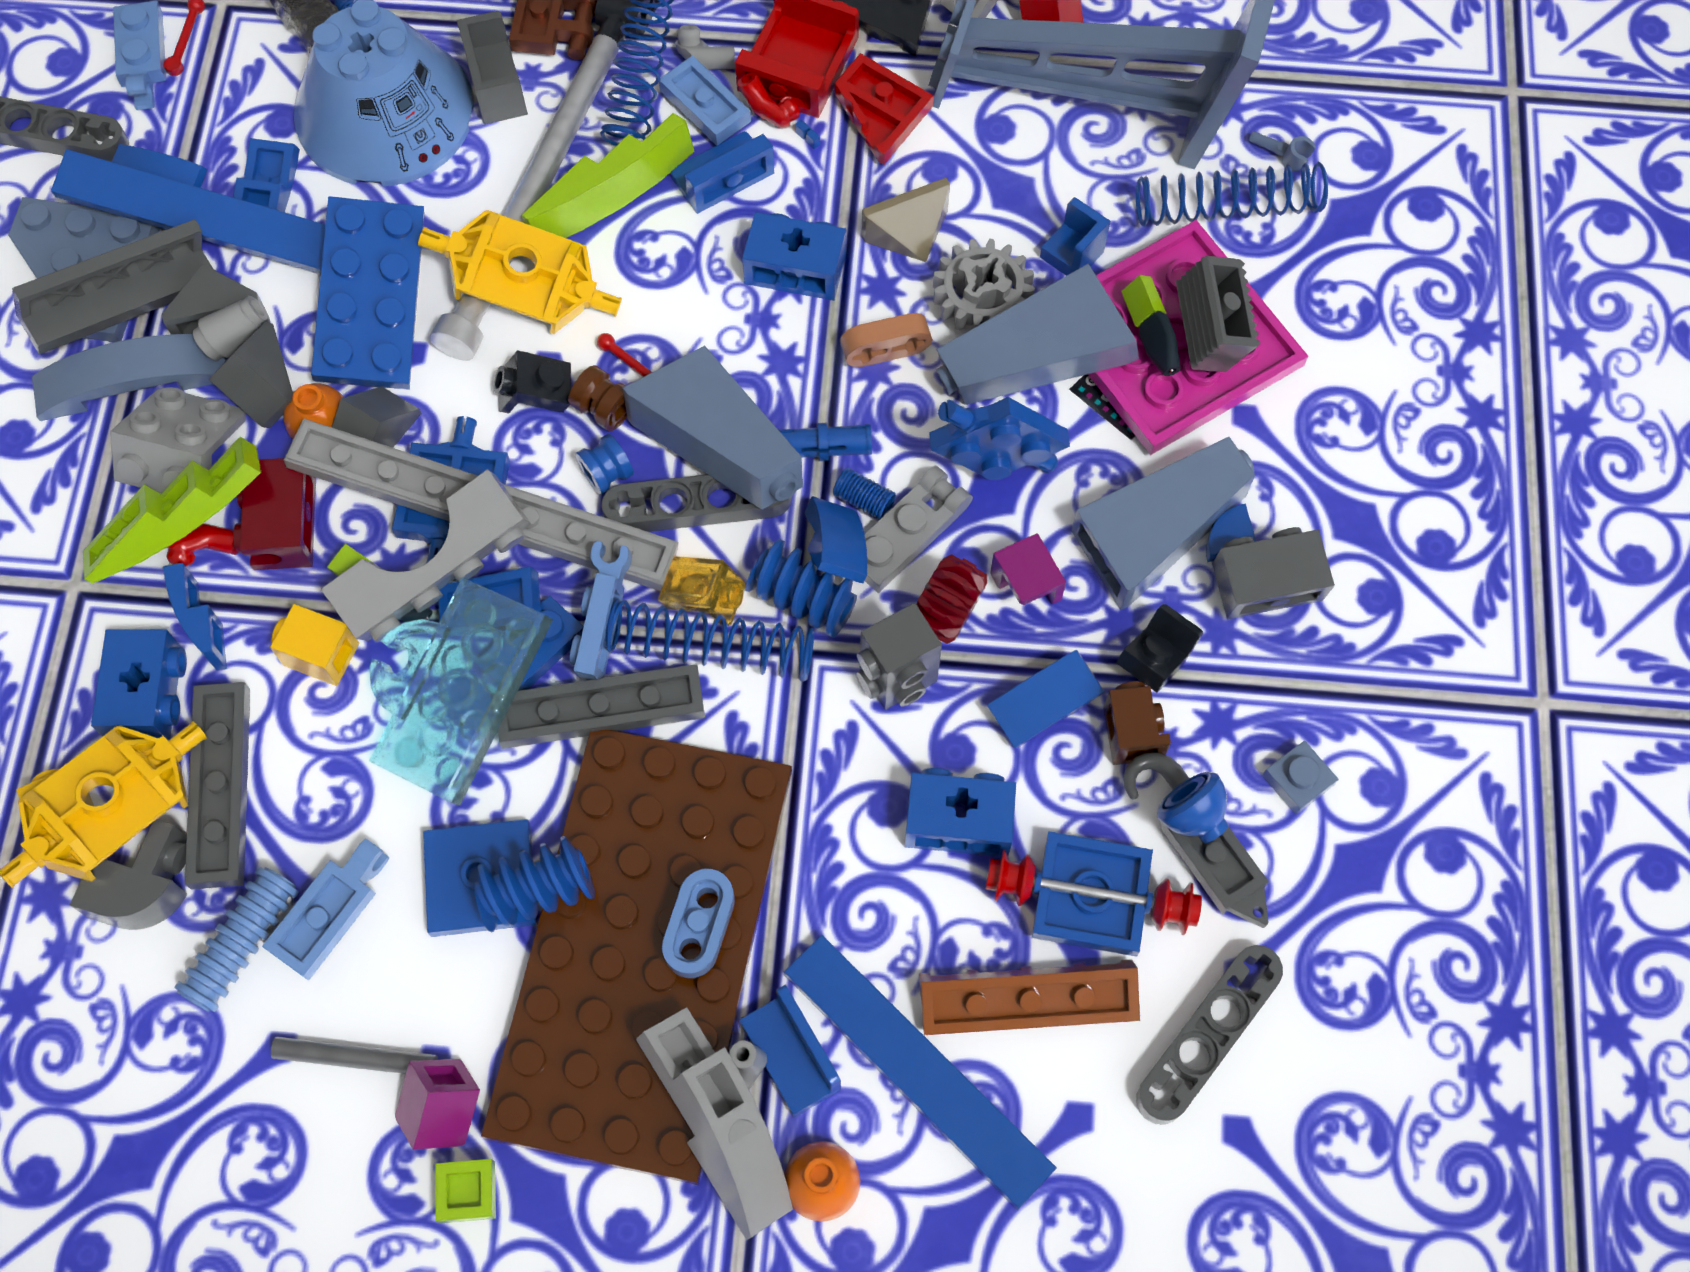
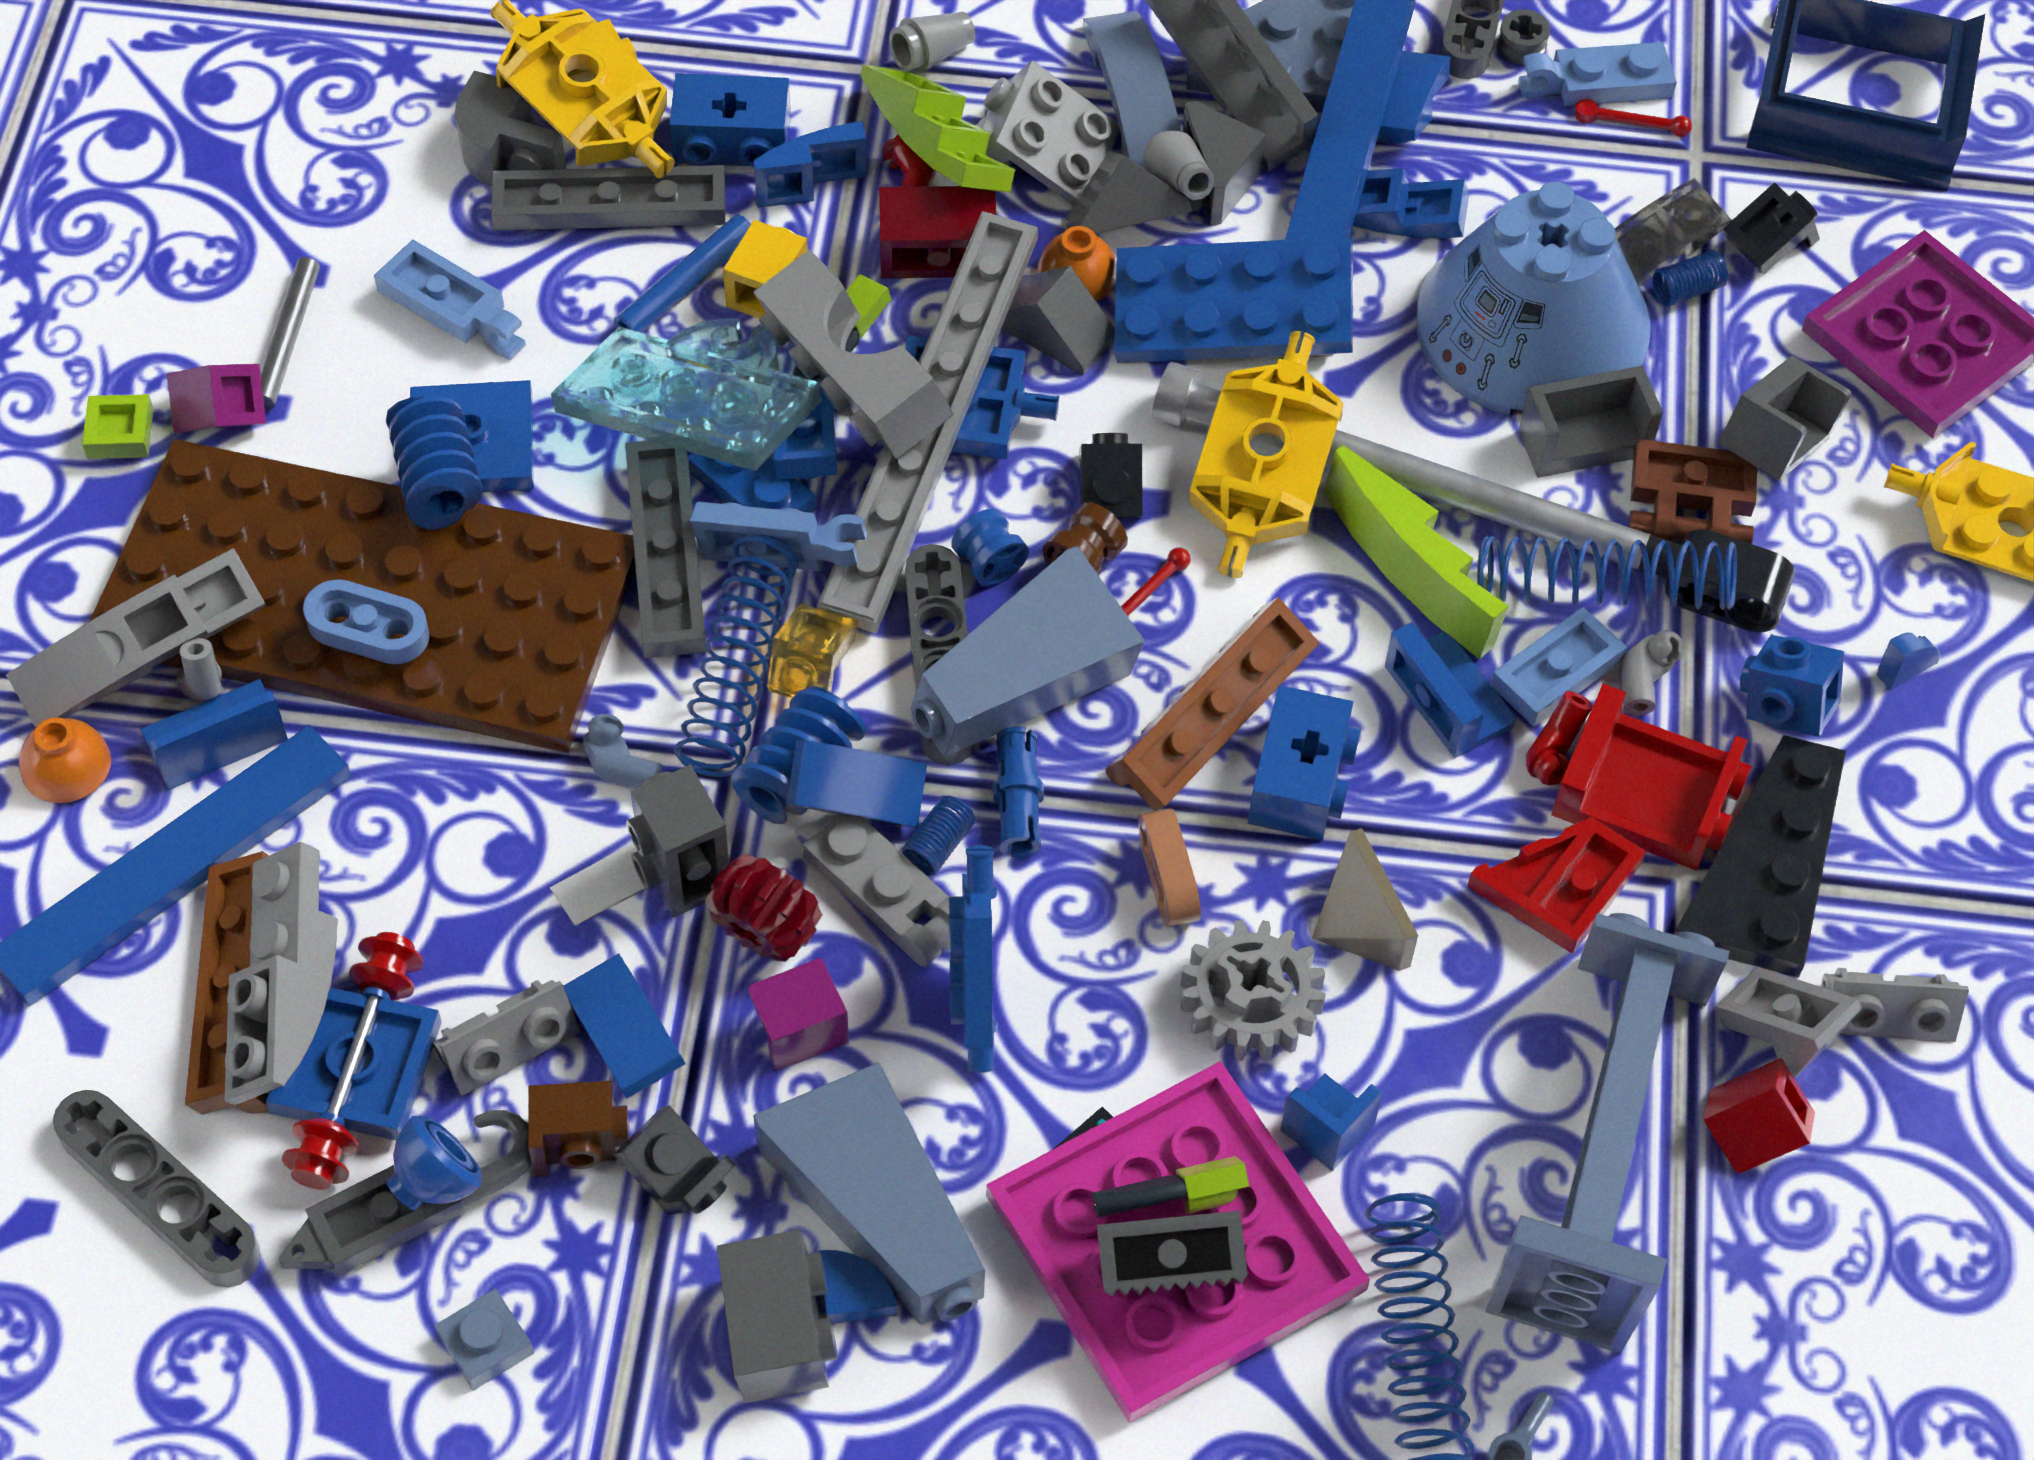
camera: 90 degrees right, 10 degrees down
(55, 531) = (927, 40): none -> light grey cone
(87, 92) = (1523, 23): none -> dark grey bush
(236, 939) = (428, 221): medium blue piece -> none
(308, 716) = (683, 276): none -> blue piece
(742, 313) = (1214, 705): none -> dark orange hinge
(803, 733) = (611, 755): none -> sand blue arm
(807, 133) = (1515, 797): blue piece -> none
(909, 733) = (599, 886): none -> white sticker
(933, 817) = (477, 916): blue brick -> none
(1039, 341) = (1153, 1046): sand blue slope -> none
(1044, 768) = (520, 1031): none -> light grey hinge
(1046, 942) = (285, 989): none -> light grey slope

